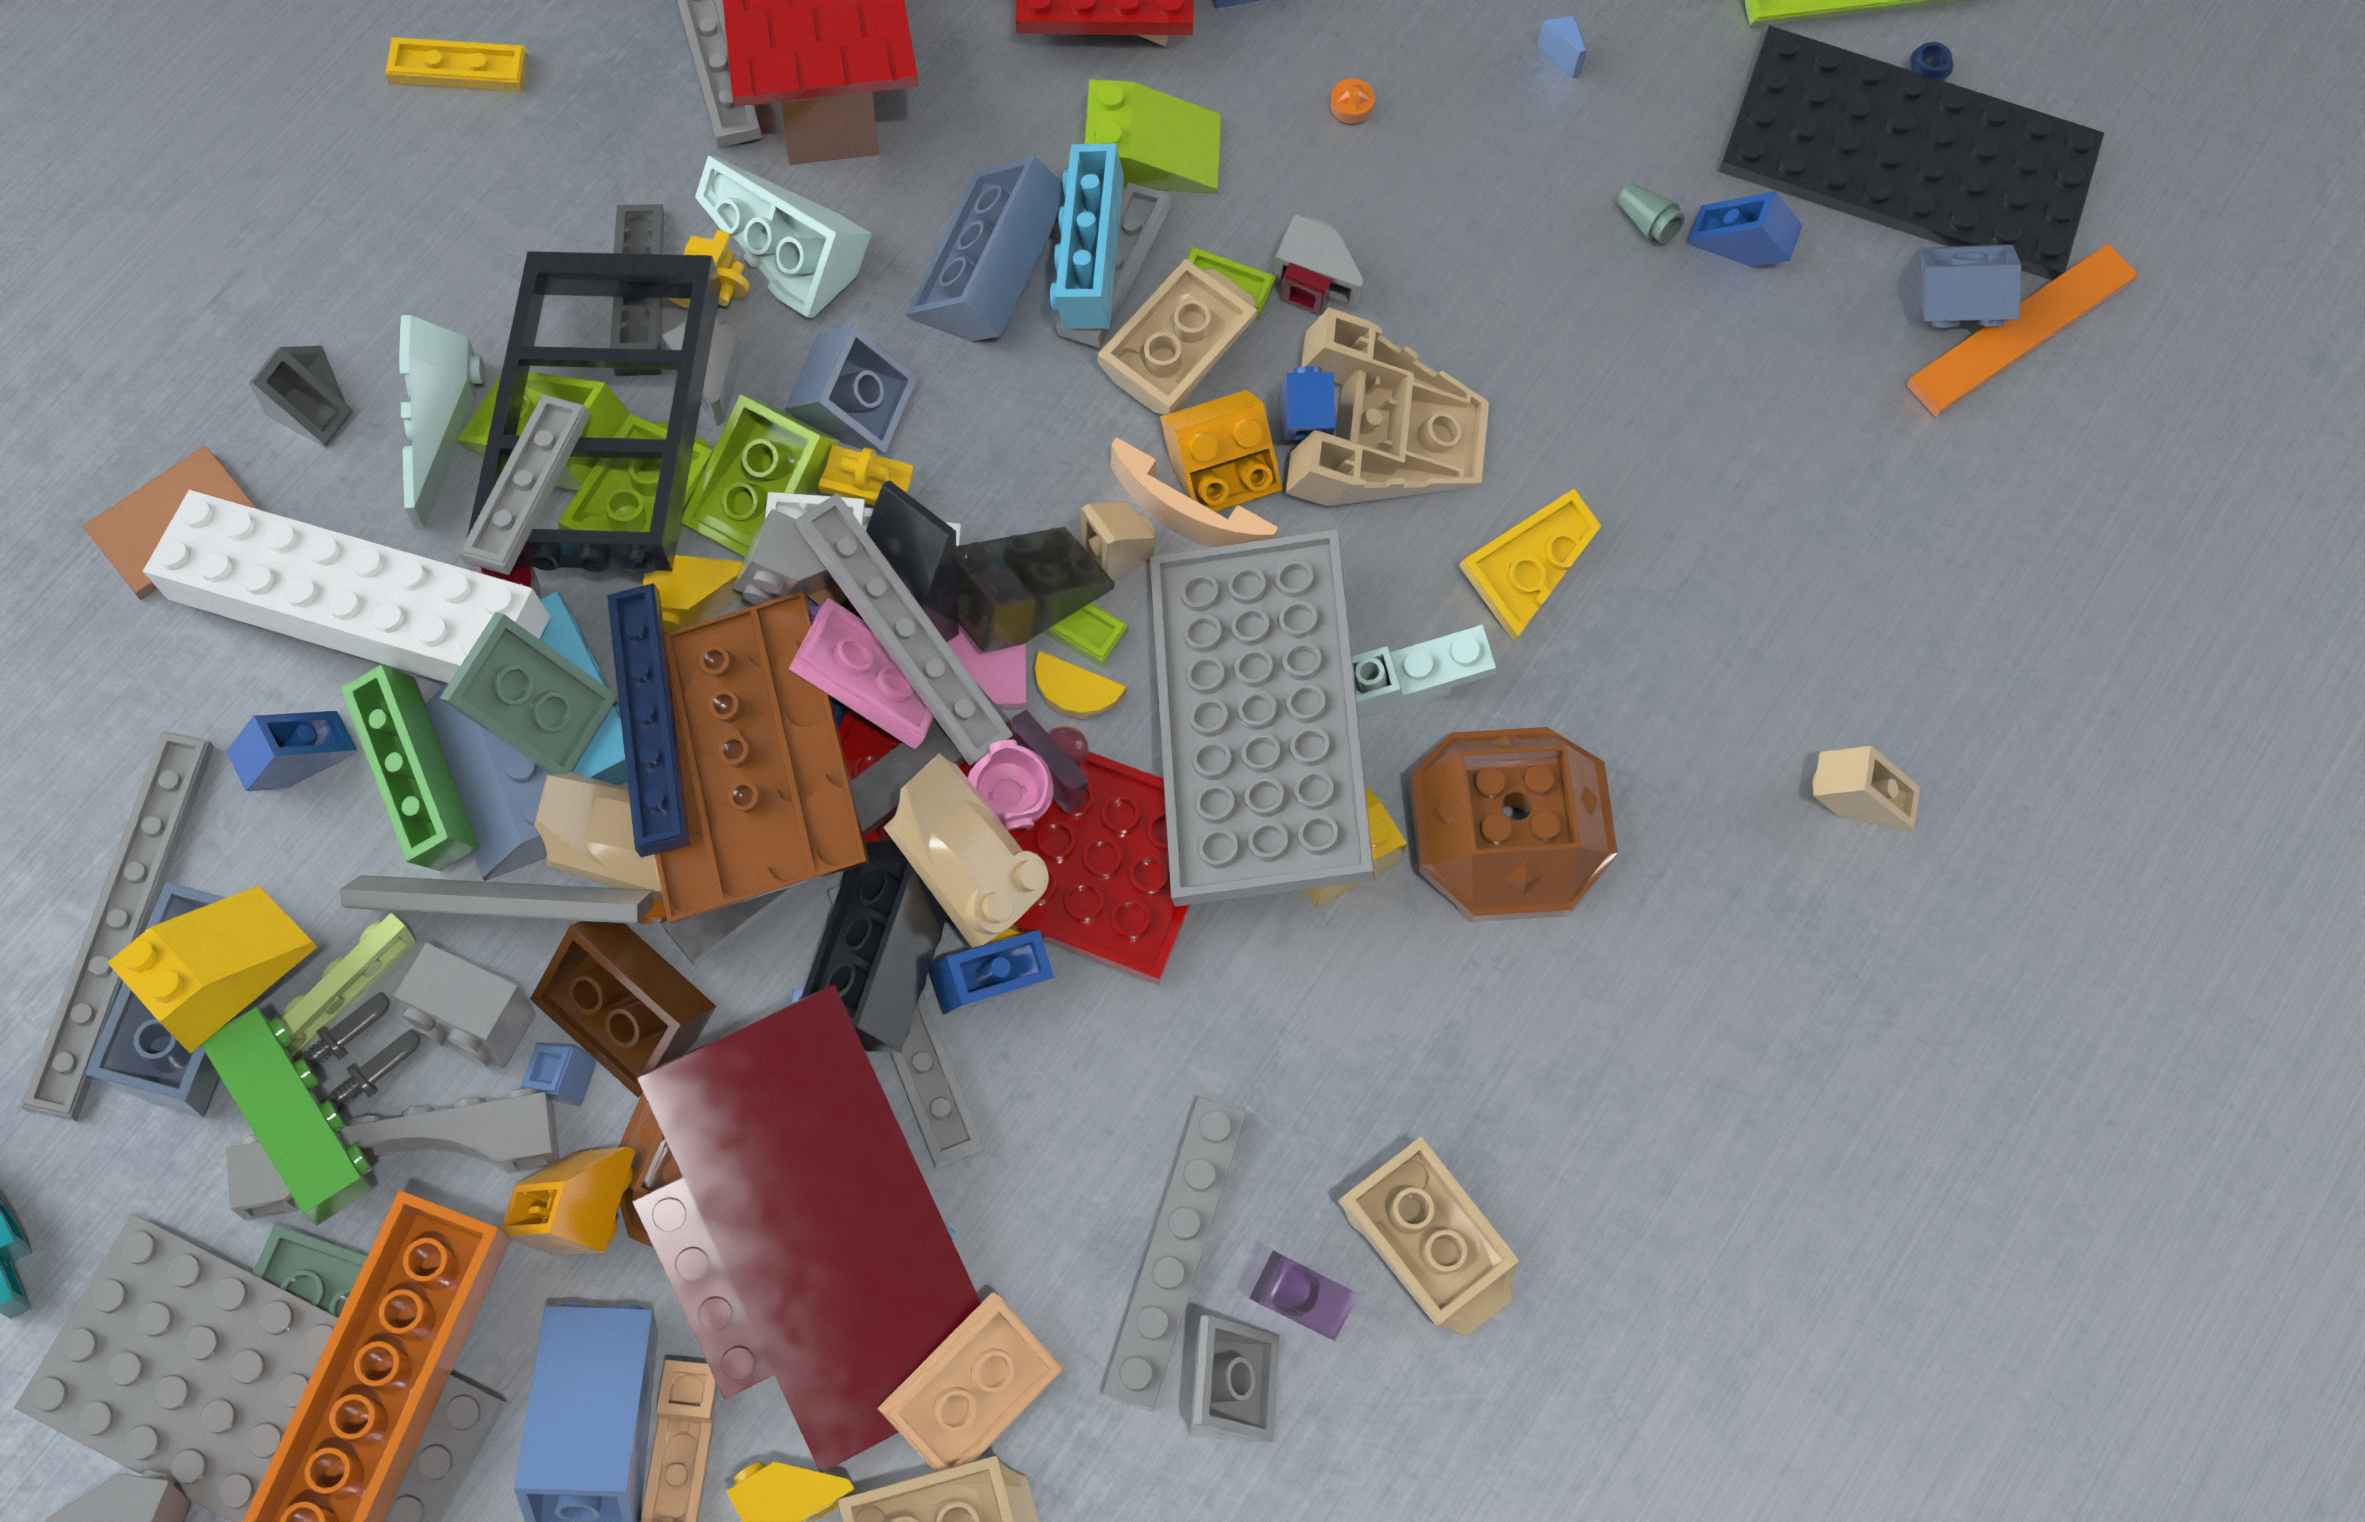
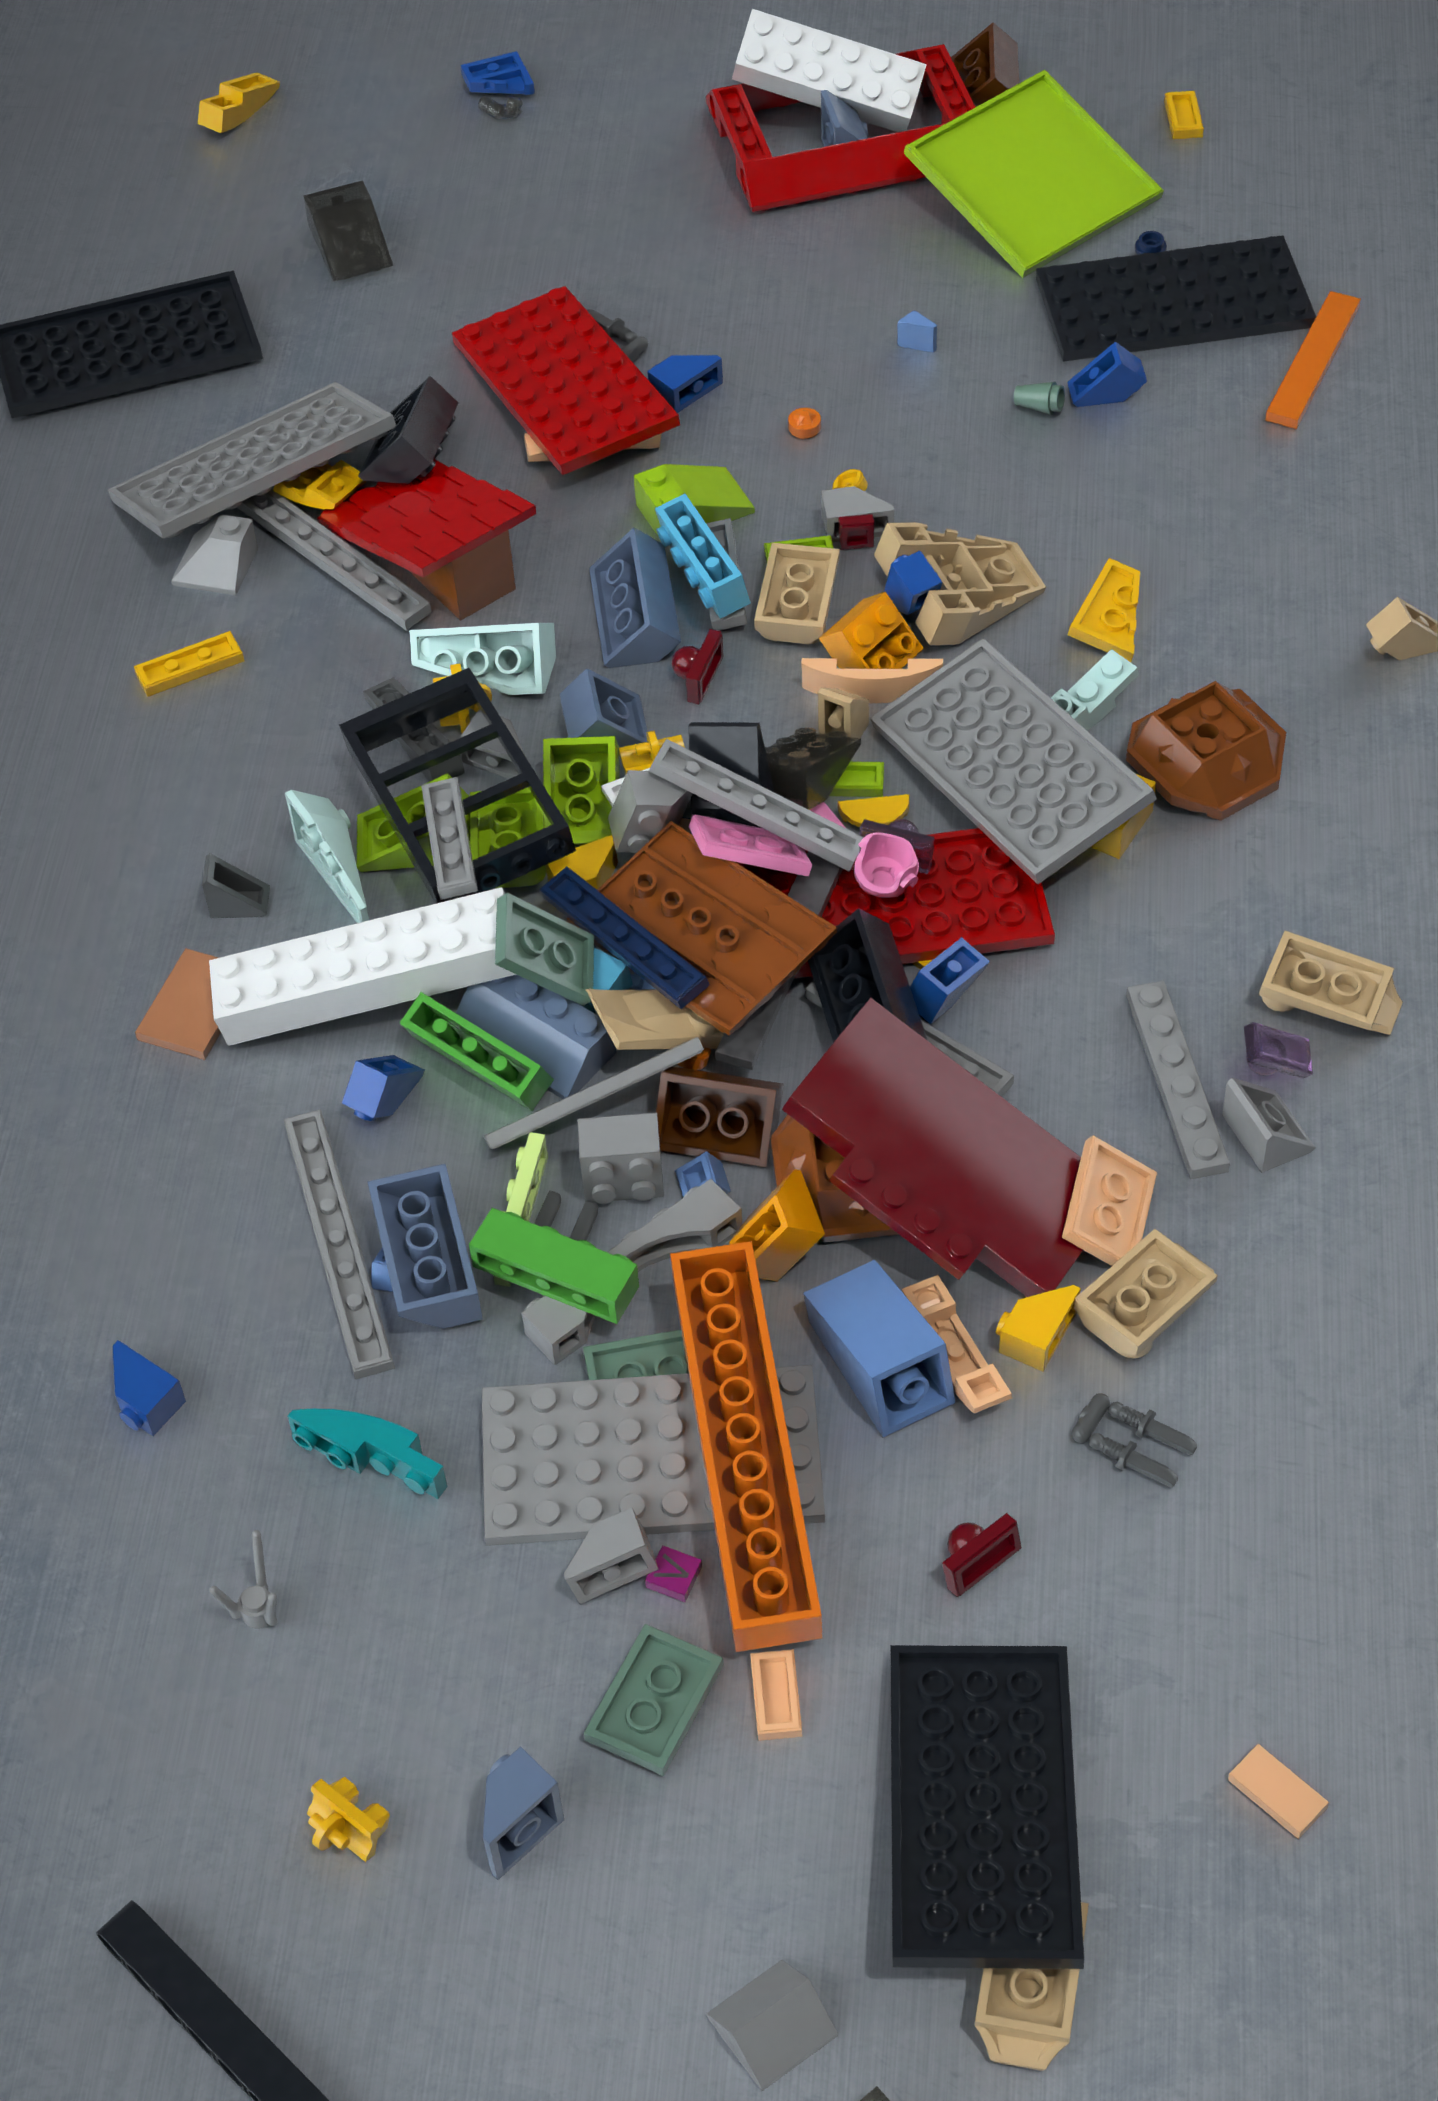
camera: 20 degrees left, 15 degrees down
(211, 962) = (442, 1201): yellow slope -> none
(965, 852) = (890, 909): tan slope -> none
(1004, 377) = (699, 665): none -> dark red tile
(1346, 215) = (851, 478): none -> yellow tile
(1970, 284) = (1266, 345): sand blue slope -> none

